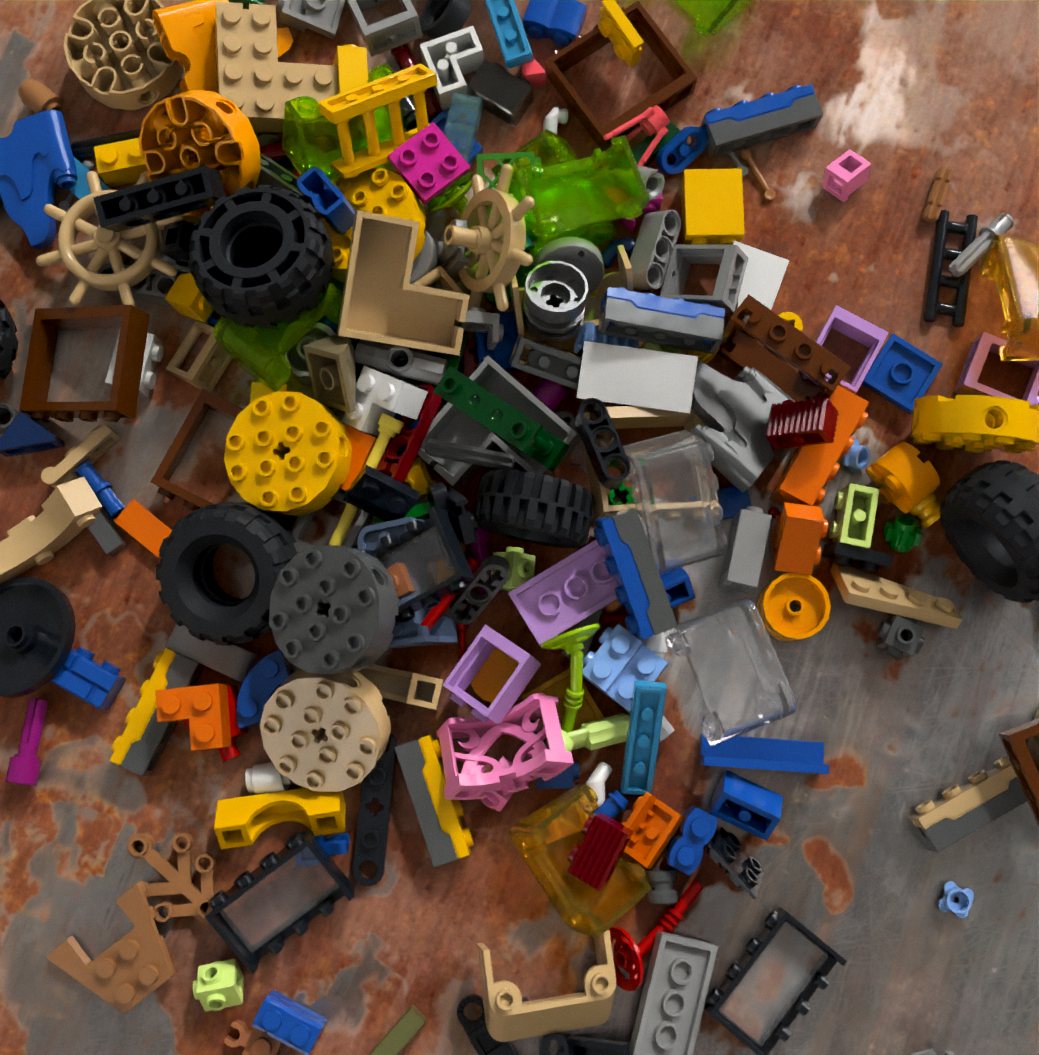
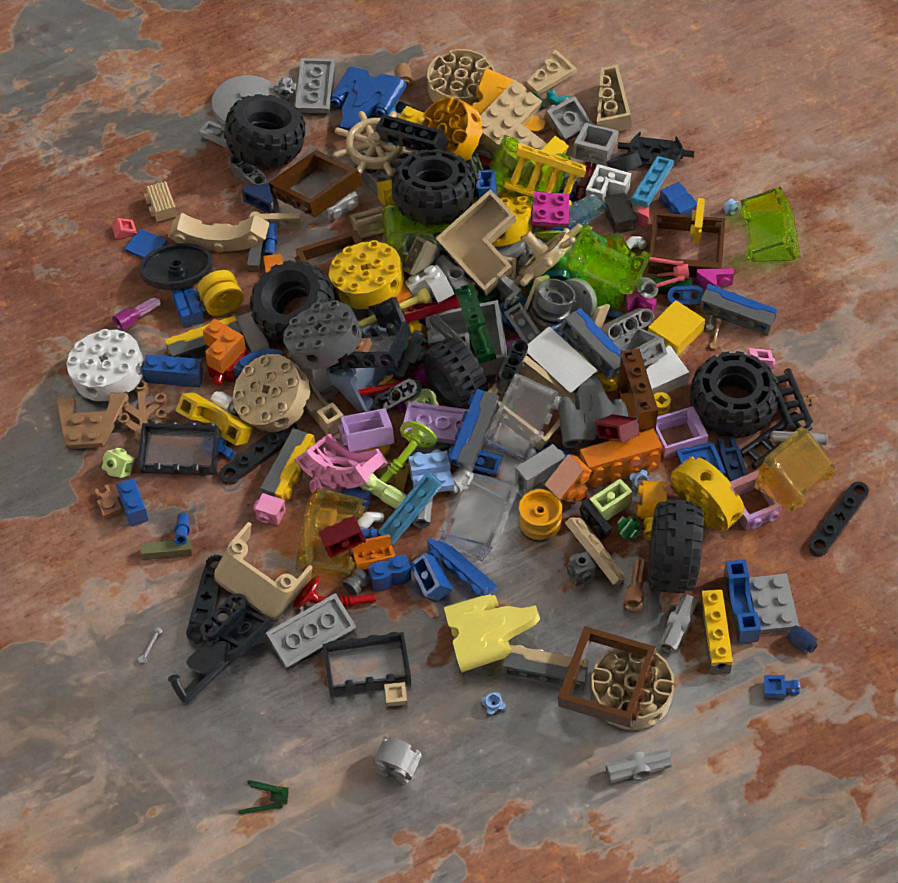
camera: 40 degrees right, 25 degrees down
(66, 862) = (105, 364): none -> white brick
(115, 631) = (220, 293): none -> yellow wheel
(159, 790) = (173, 370): none -> blue brick
(389, 1006) = (181, 529): none -> blue pin
(466, 880) = (269, 509): none -> bright pink brick
(692, 102) = (714, 277): none -> dark pink slope
(745, 870) = (401, 597): black hinge -> none
(842, 991) = (395, 694): none -> tan plate
(847, 281) = (728, 414): none -> black tyre
(876, 826) = (485, 631): none -> light yellow rock
(928, 216) = (799, 402): none -> black bar
(932, 338) = (732, 459): none -> dark blue hinge
(987, 620) = (634, 594): none -> nougat piece

